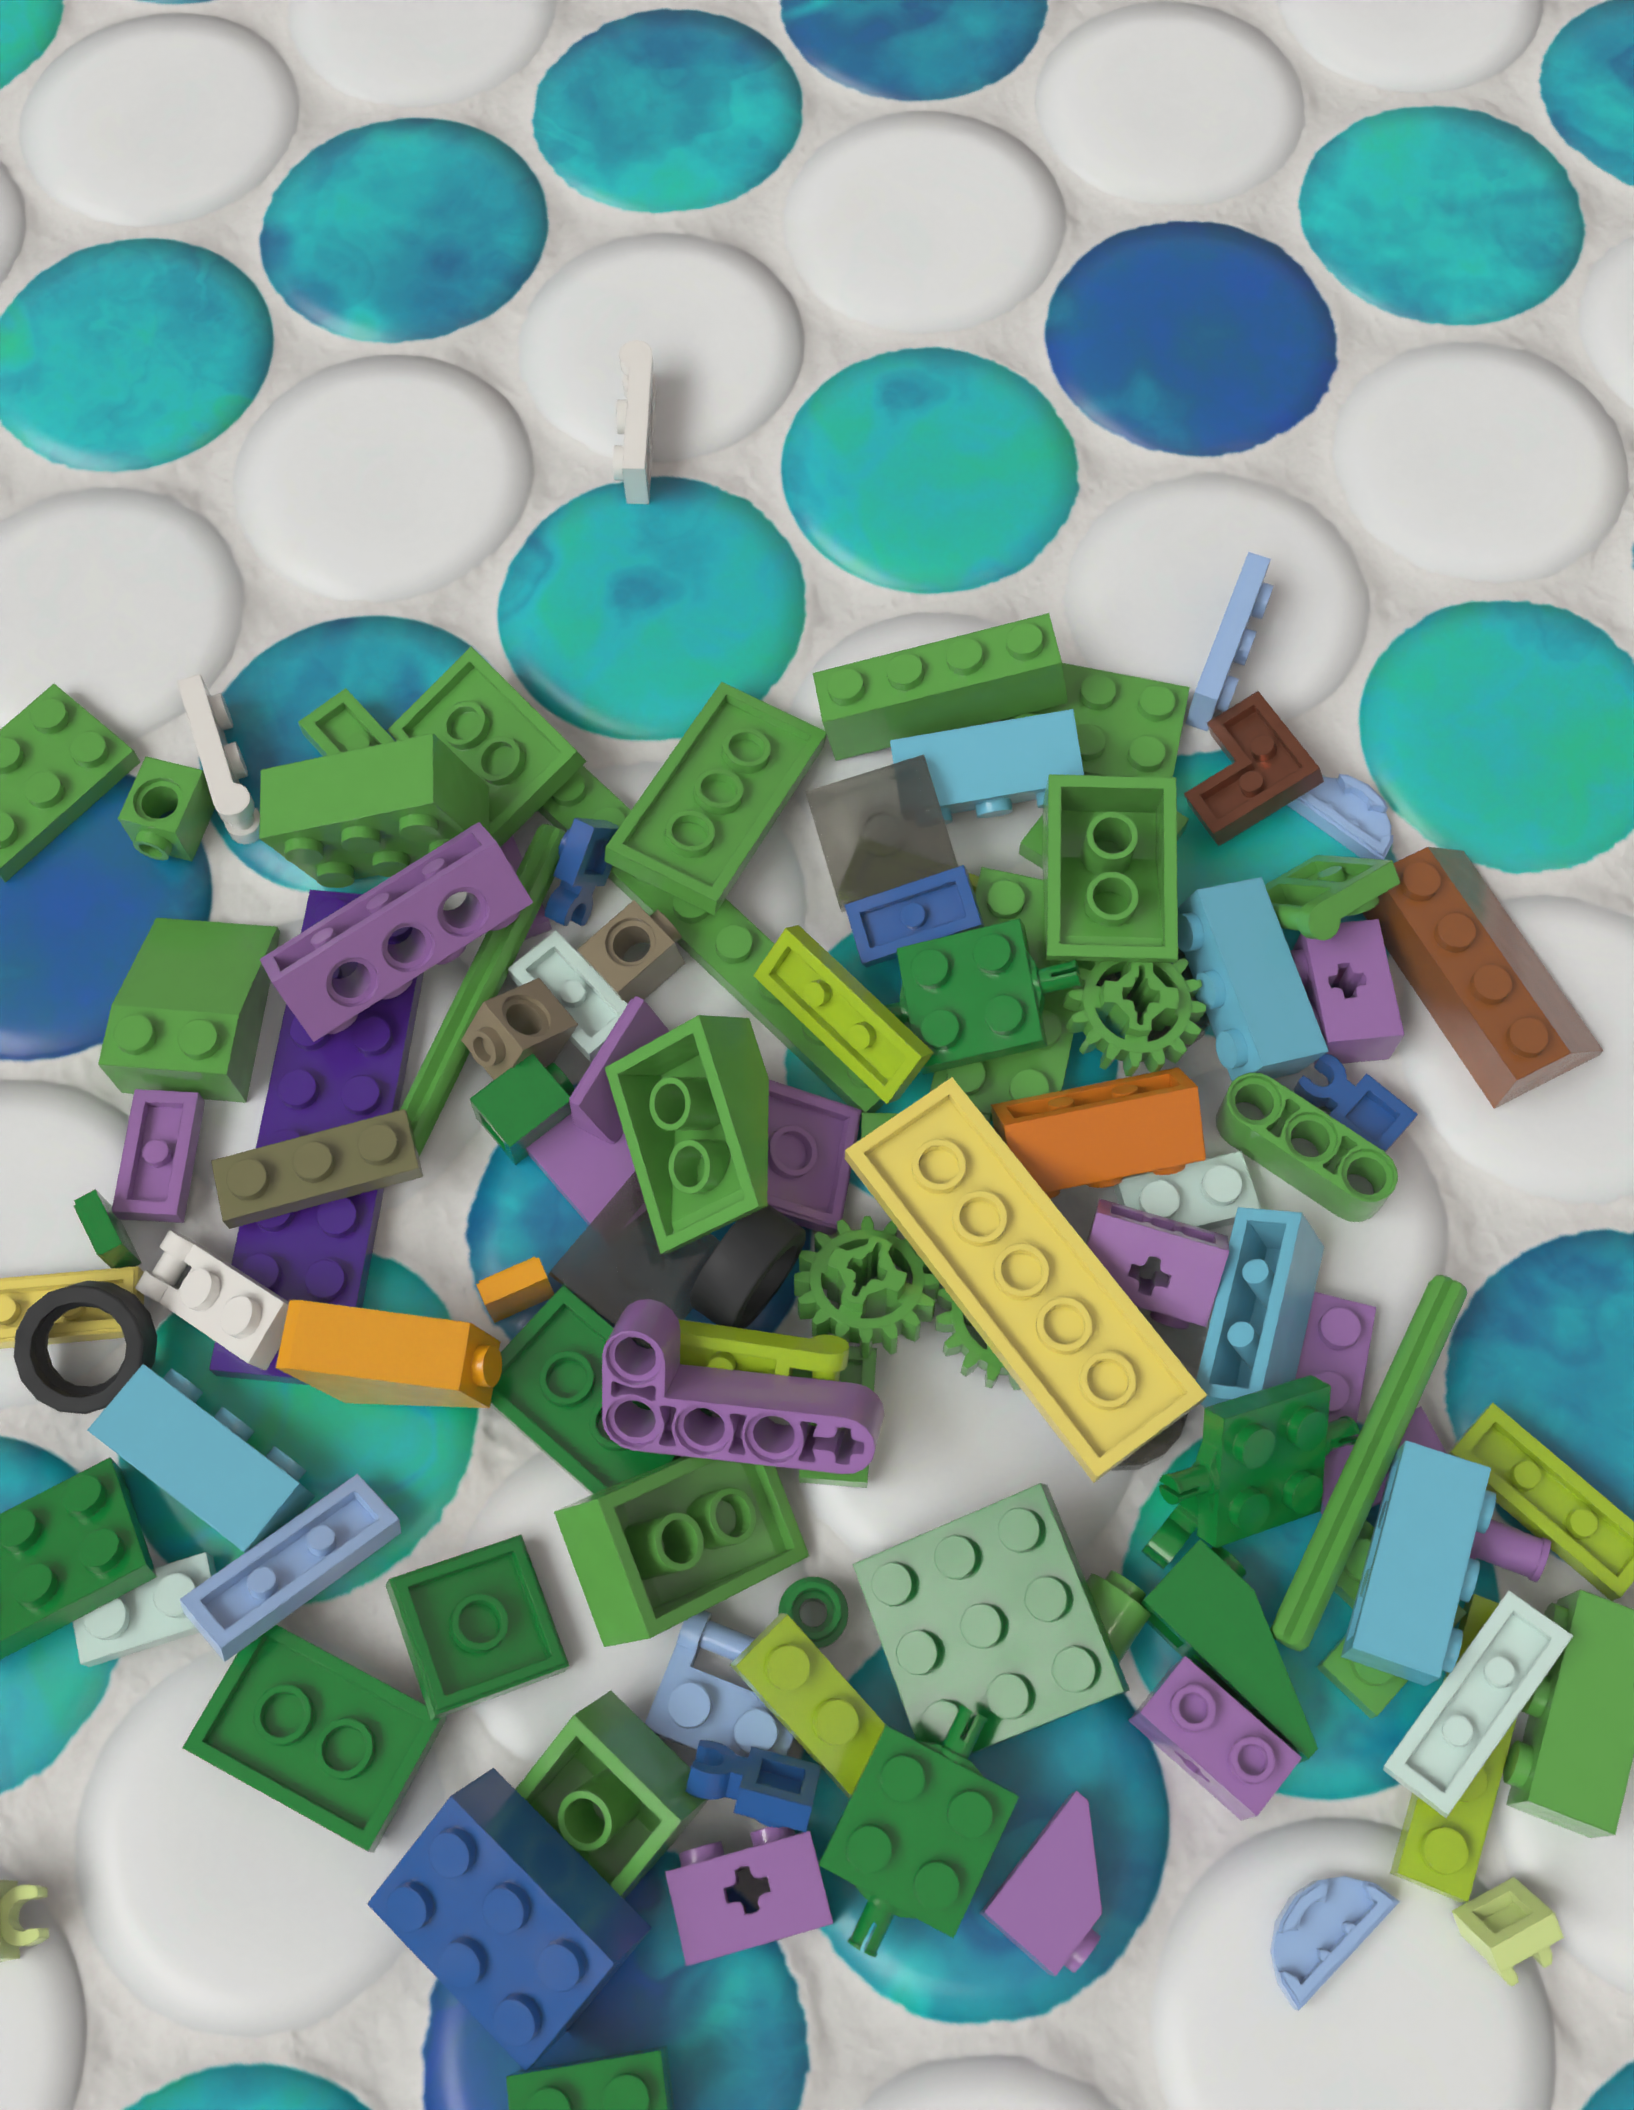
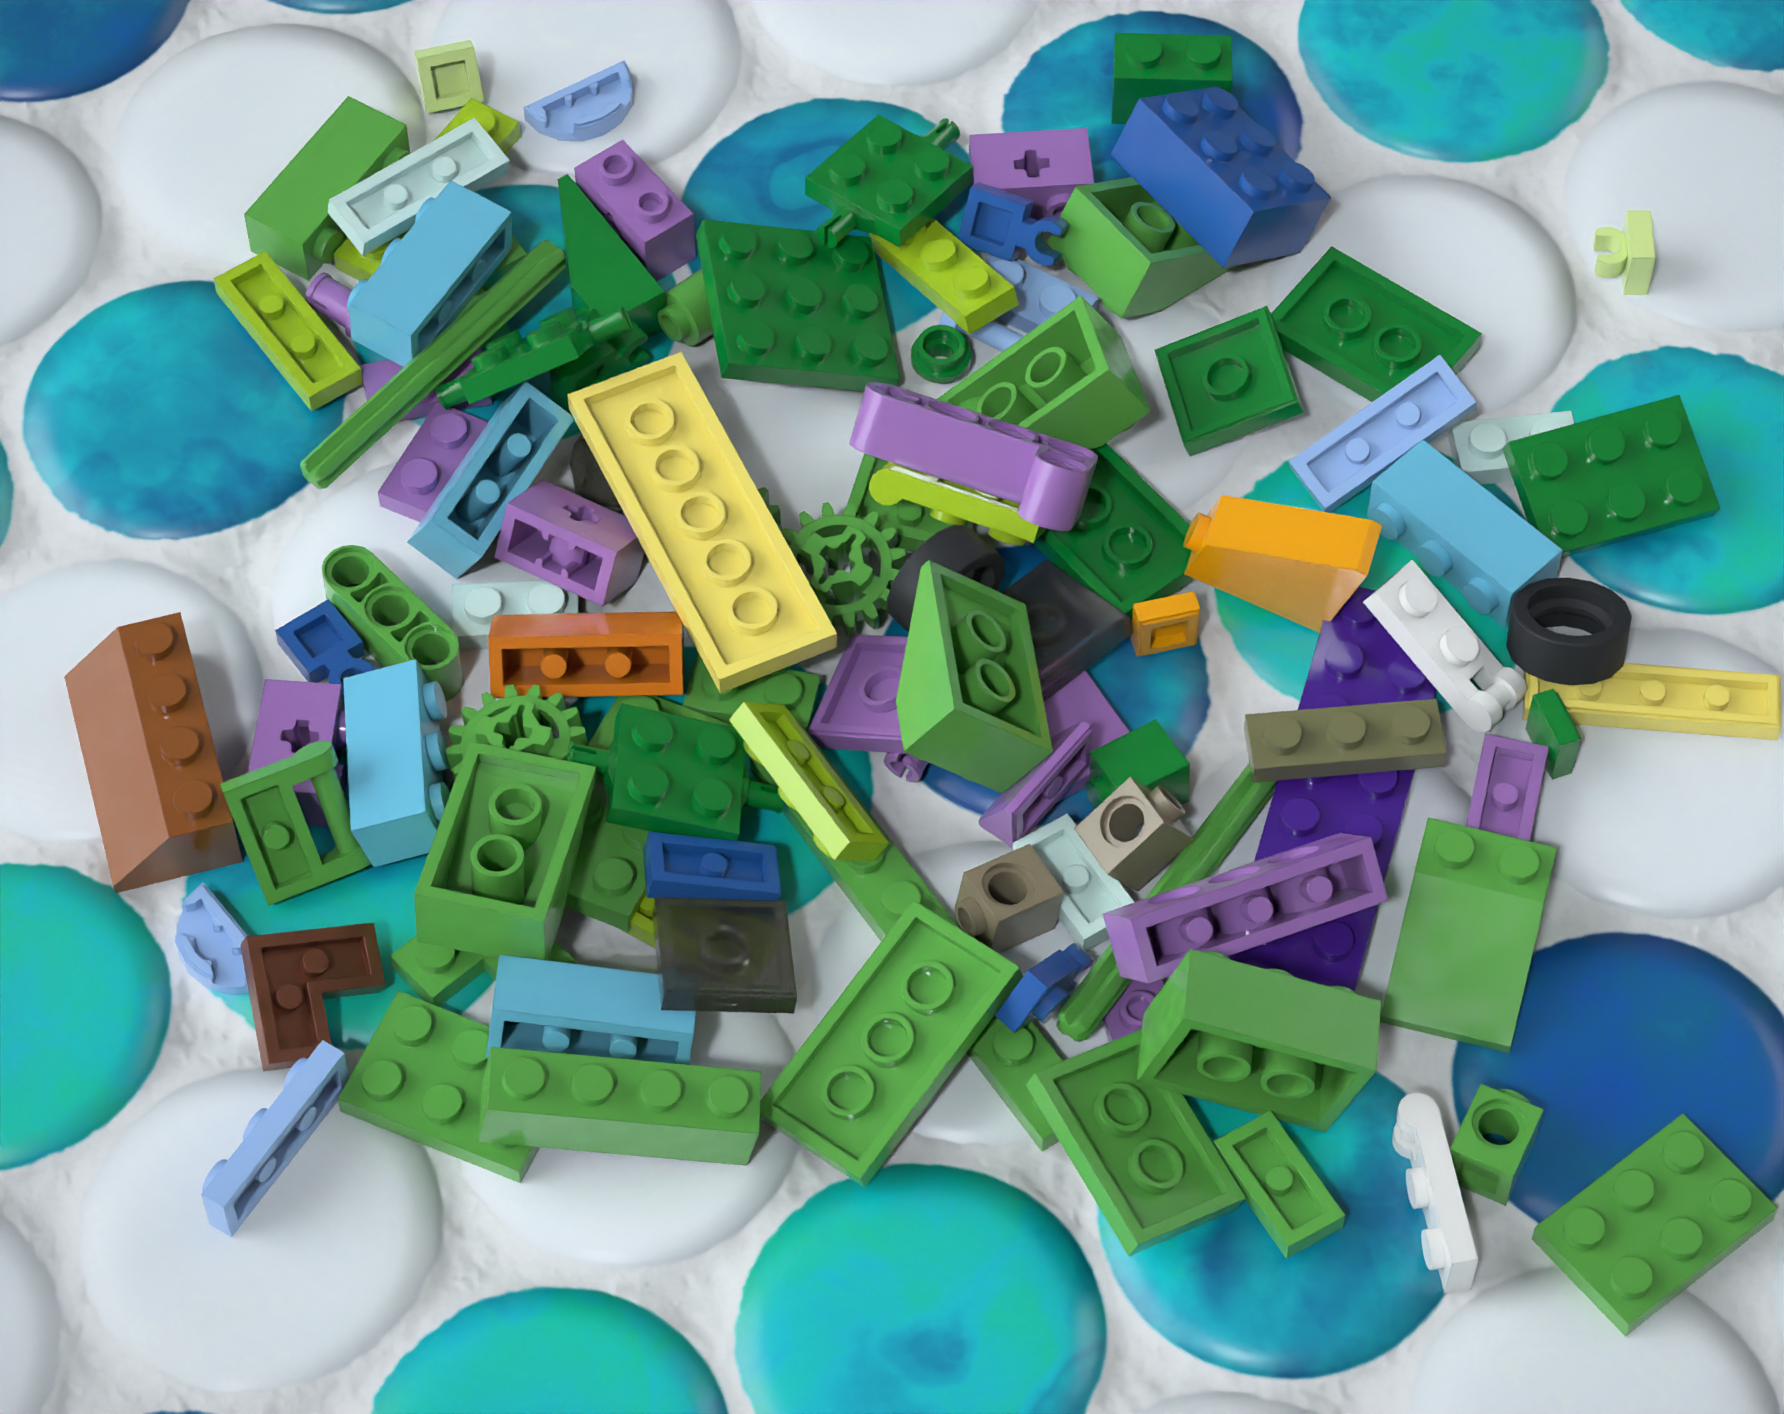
camera: 170 degrees left, 10 degrees down
(1053, 1893) = (791, 141): medium lavender slope -> none

